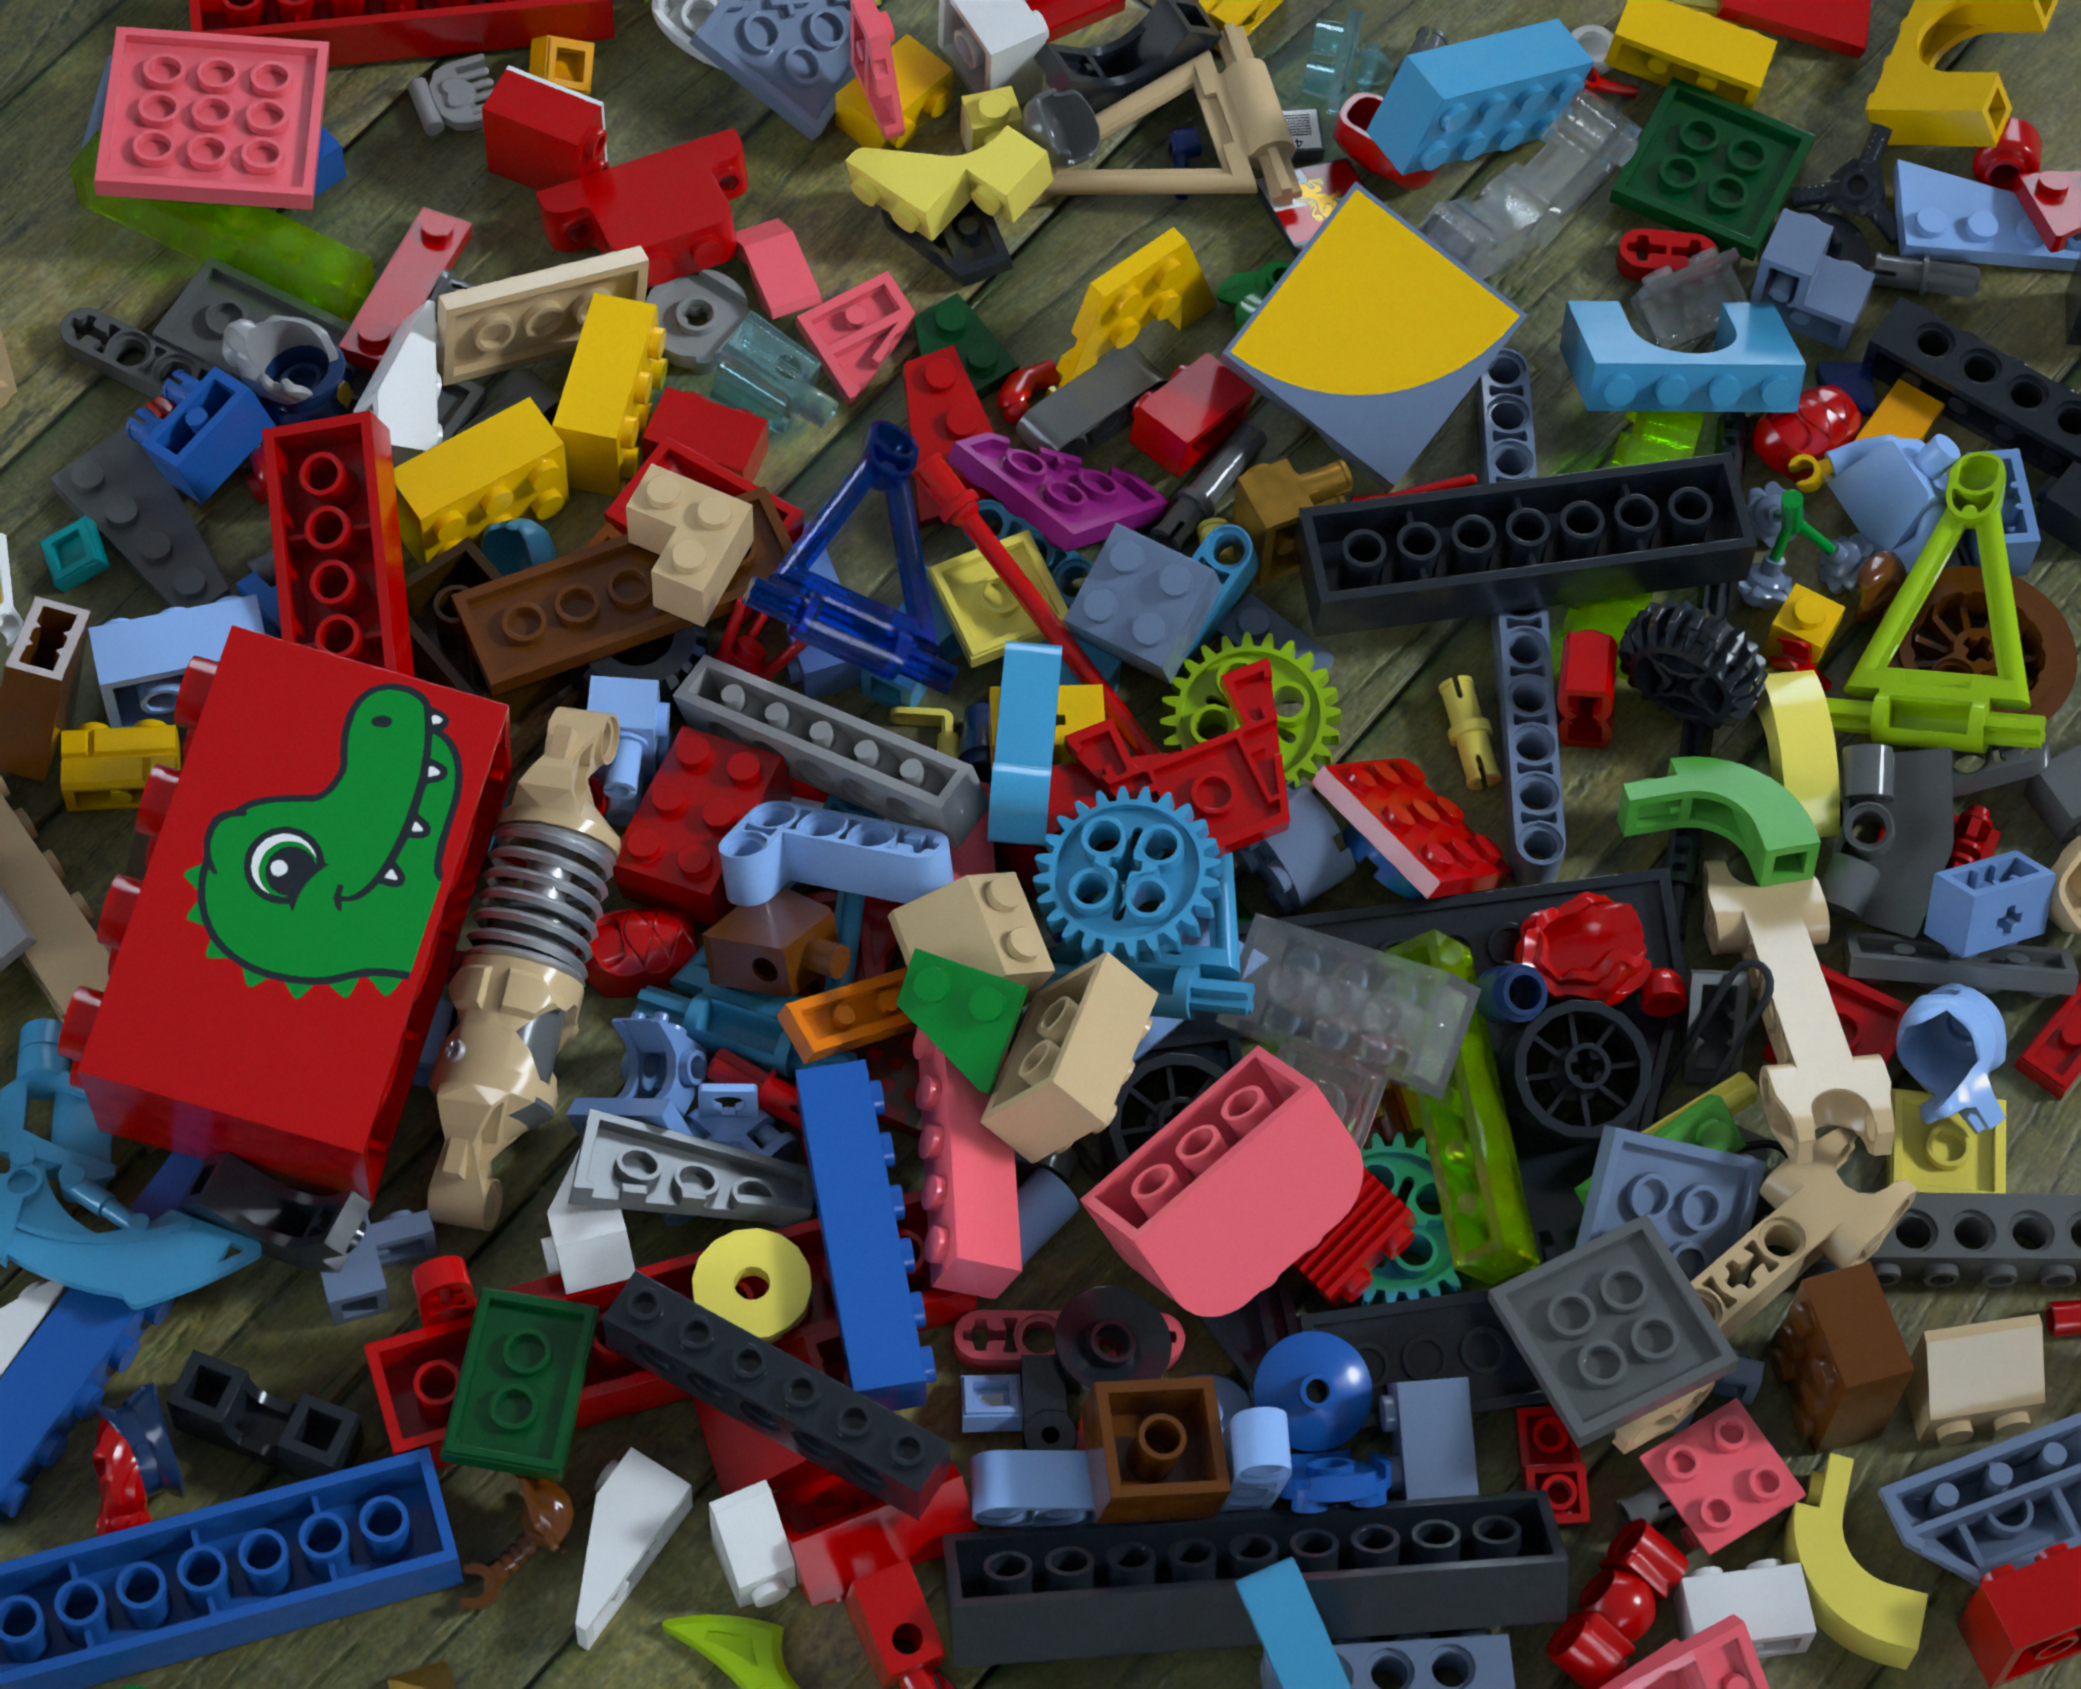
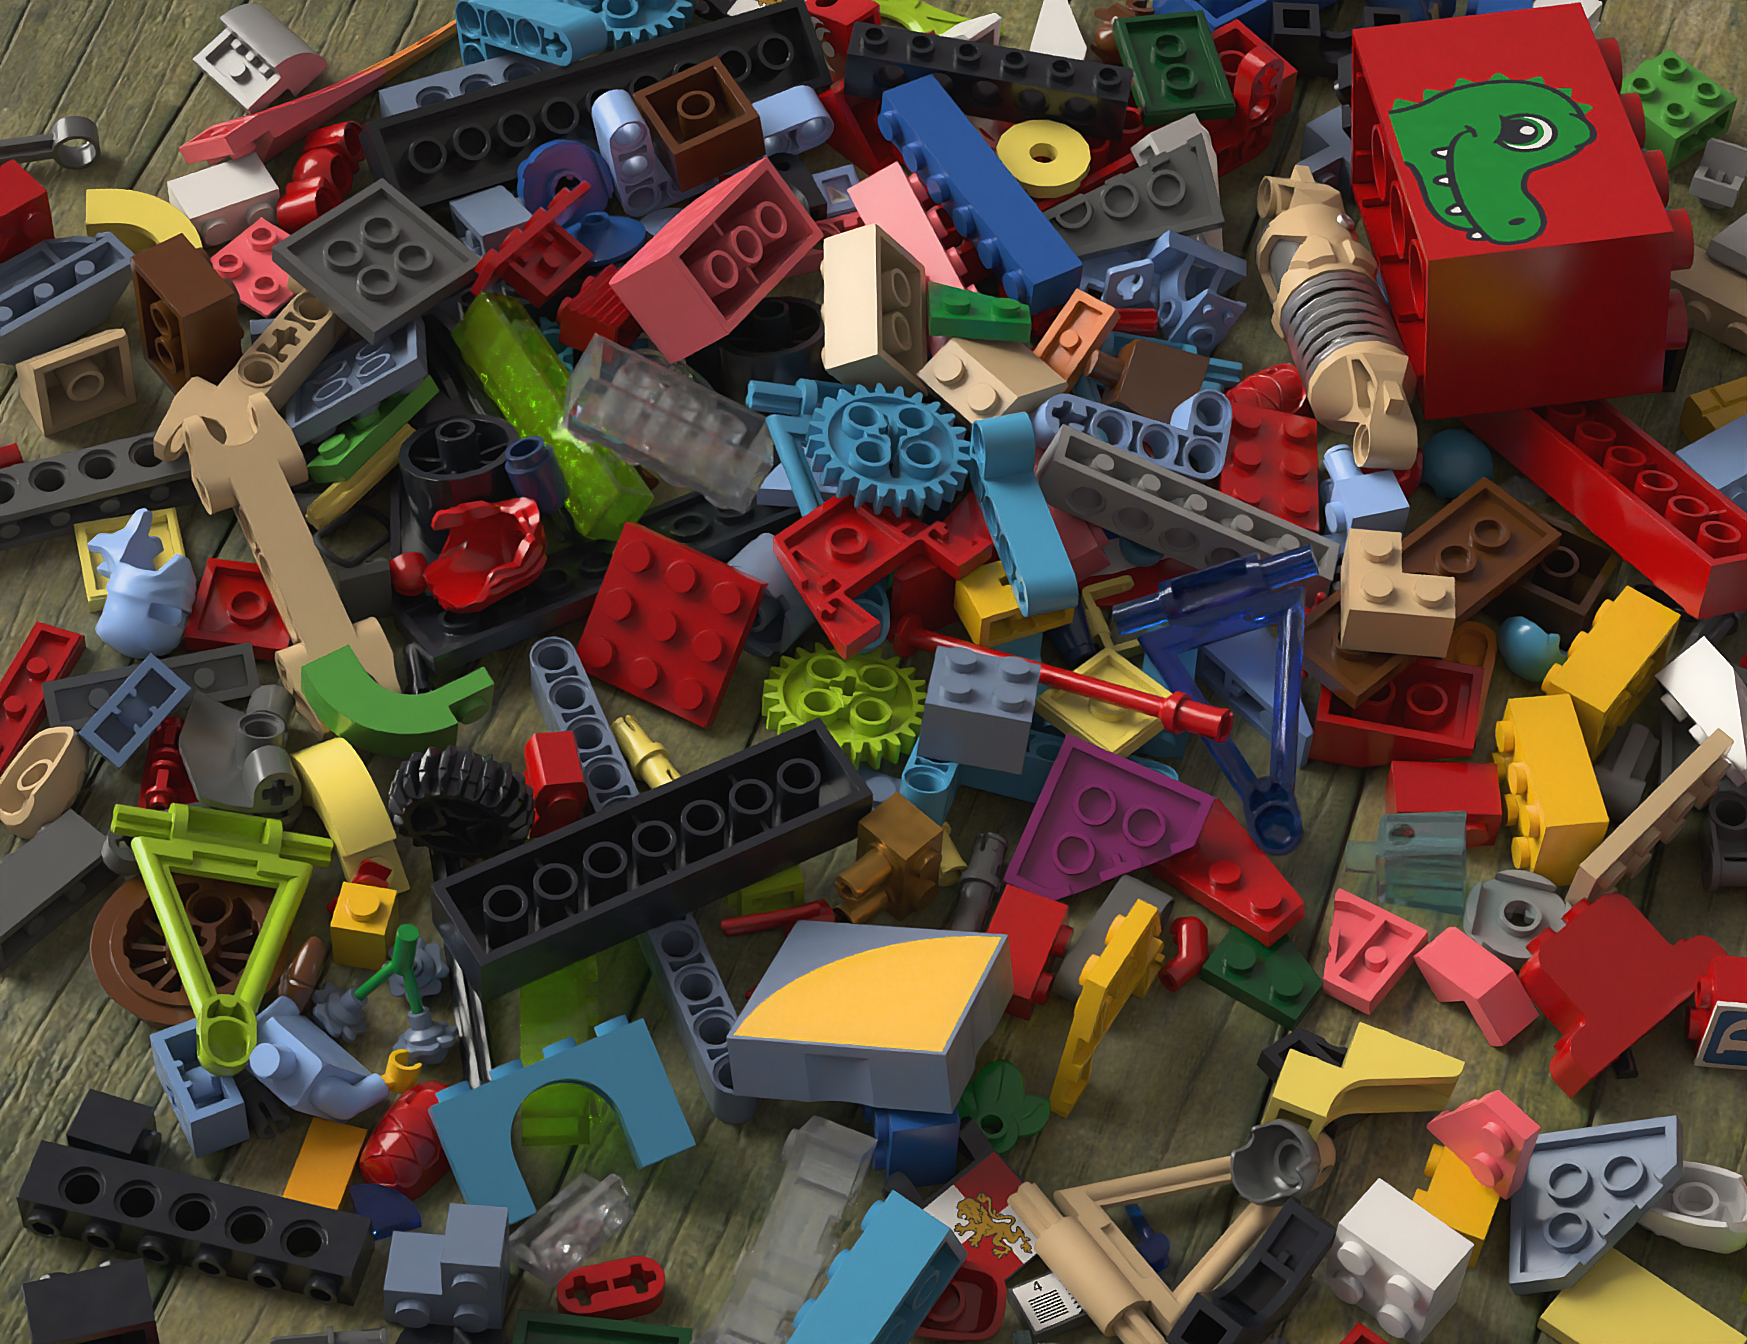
camera: 160 degrees right, 10 degrees down
(987, 115) = (1344, 1181): light yellow brick -> none
(1408, 1316) = (541, 256): none -> red bracket

